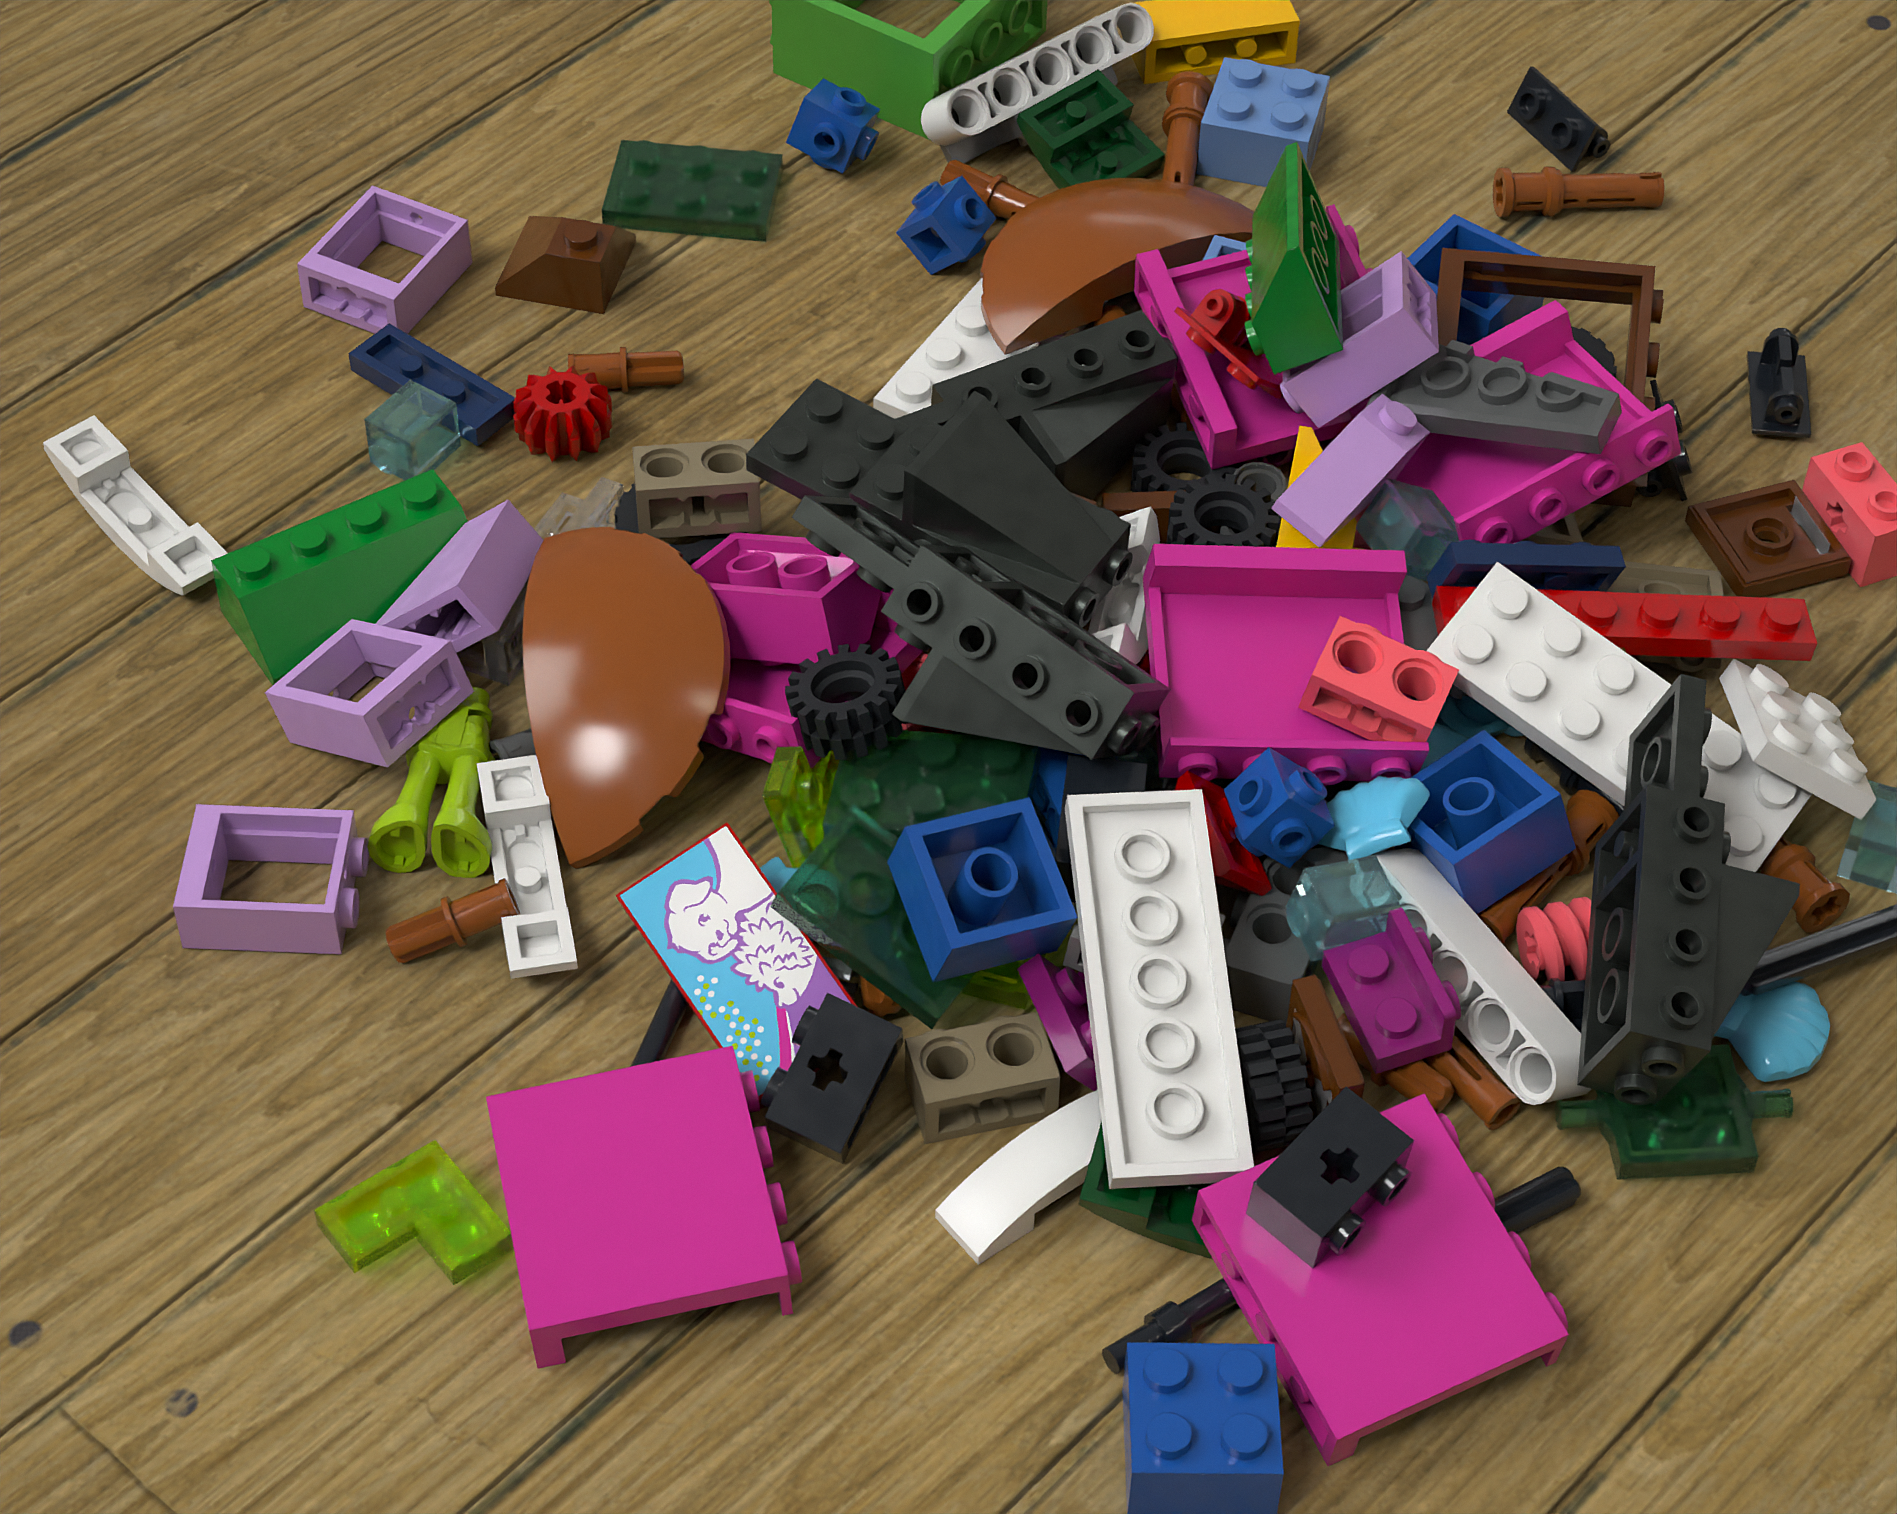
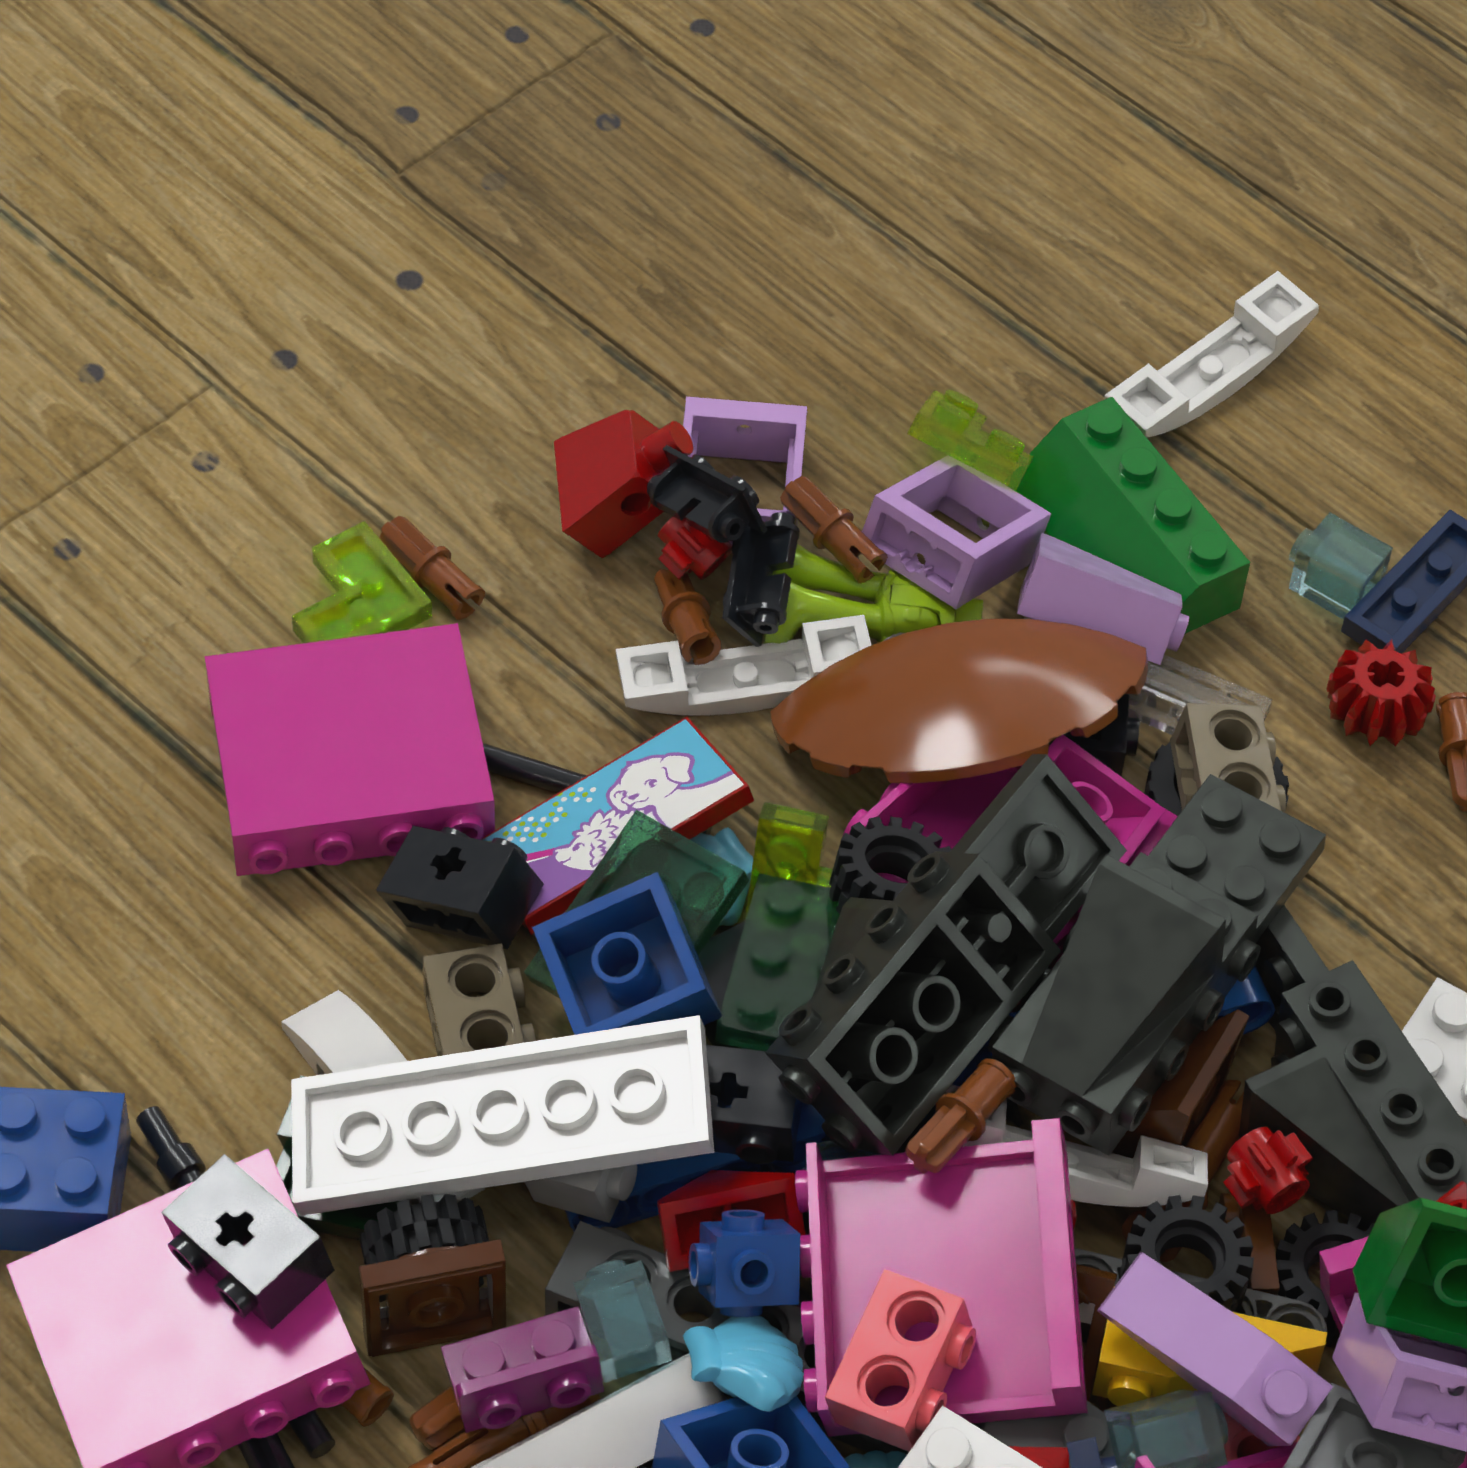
camera: 90 degrees right, 5 degrees up
(242, 685) = (955, 428): none -> clear neon green plate
(278, 965) = (606, 477): none -> red torso
(335, 869) = (705, 497): none -> black hinge
(374, 1150) = (431, 567): none -> dark orange axle
(377, 774) = (832, 528): none -> dark orange axle
(382, 892) = (690, 549): none -> red gear
(407, 829) = (754, 596): none -> black hinge
(1129, 470) = (1267, 1170): none -> red gear
(1133, 636) = (961, 1116): none -> dark orange axle

